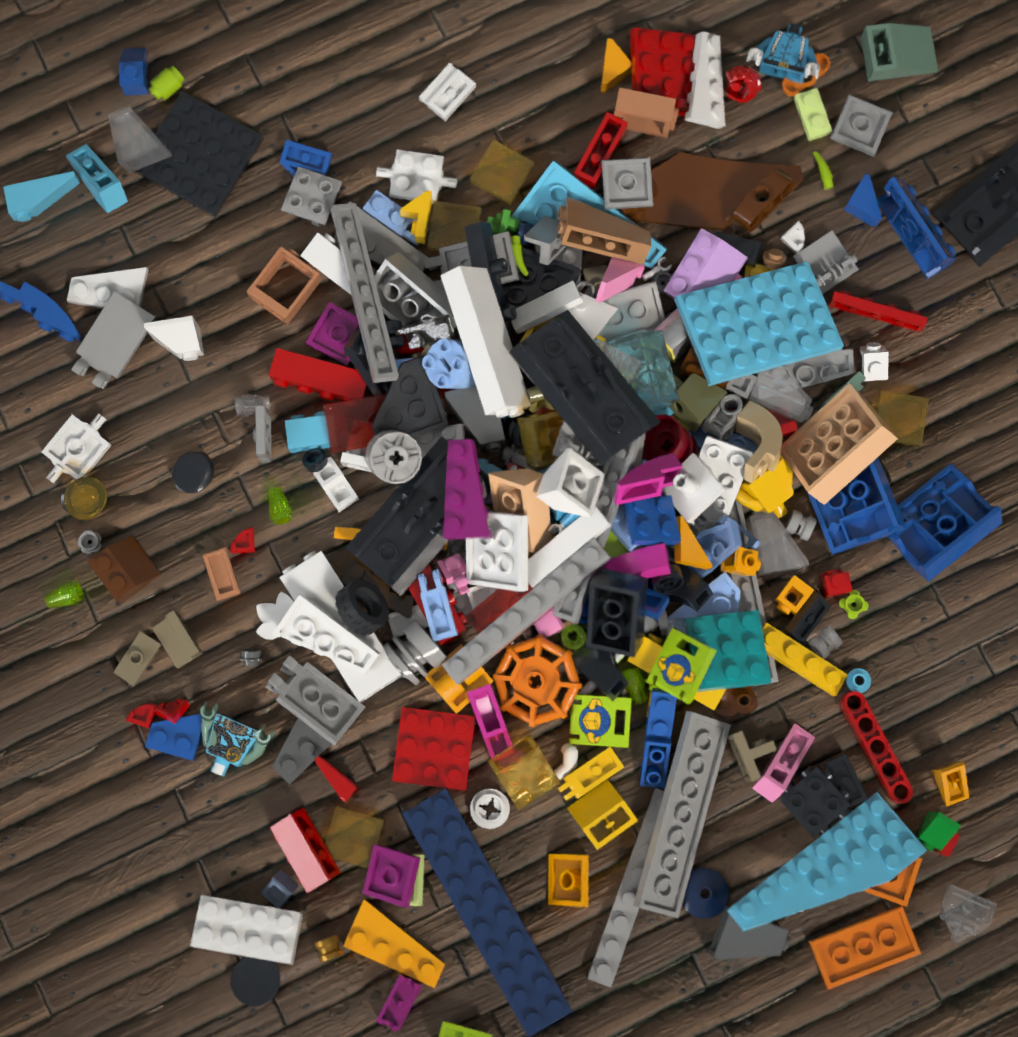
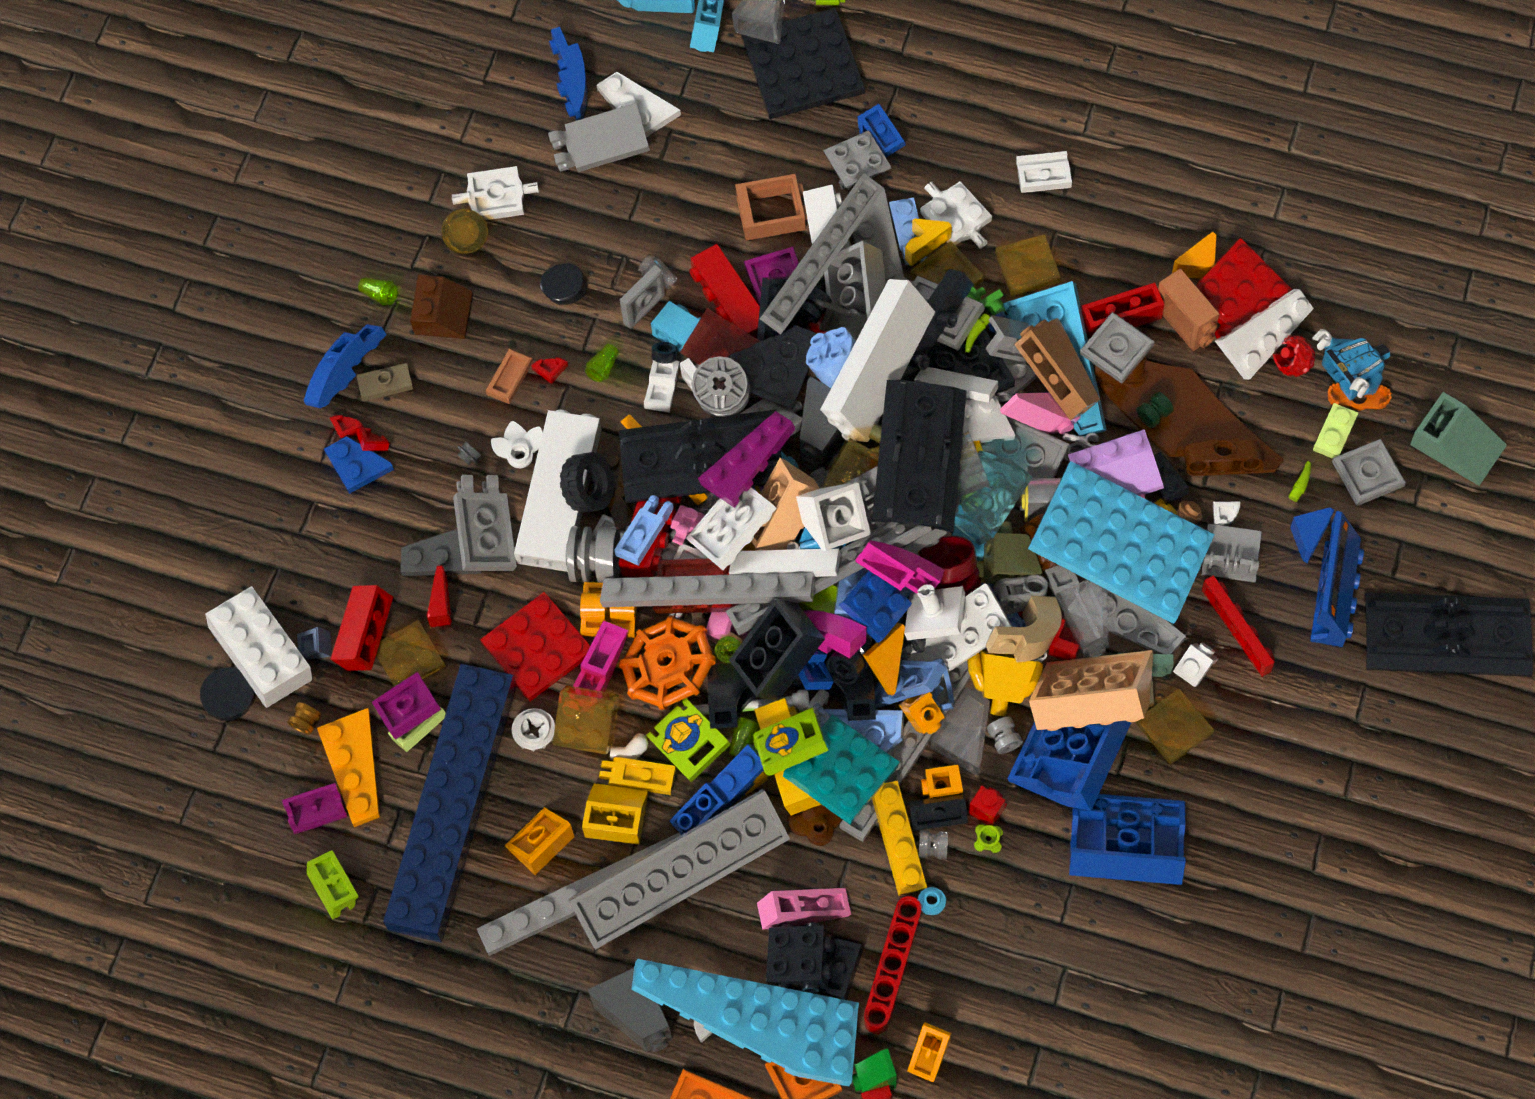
camera: 50 degrees right, 15 degrees down
(85, 537) = (436, 262): light grey plate -> none
(94, 681) = (335, 368): none -> blue slope
(177, 640) = (428, 394): dark tan panel -> none
(178, 336) = (653, 174): white slope -> none
(230, 740) = (390, 497): torso -> none
(317, 630) = (536, 472): white wing -> none
(686, 204) = (1155, 409): none -> clear green wheel
(718, 893) = (620, 948): dark blue dish -> none
(746, 754) = (781, 869): dark tan bracket -> none

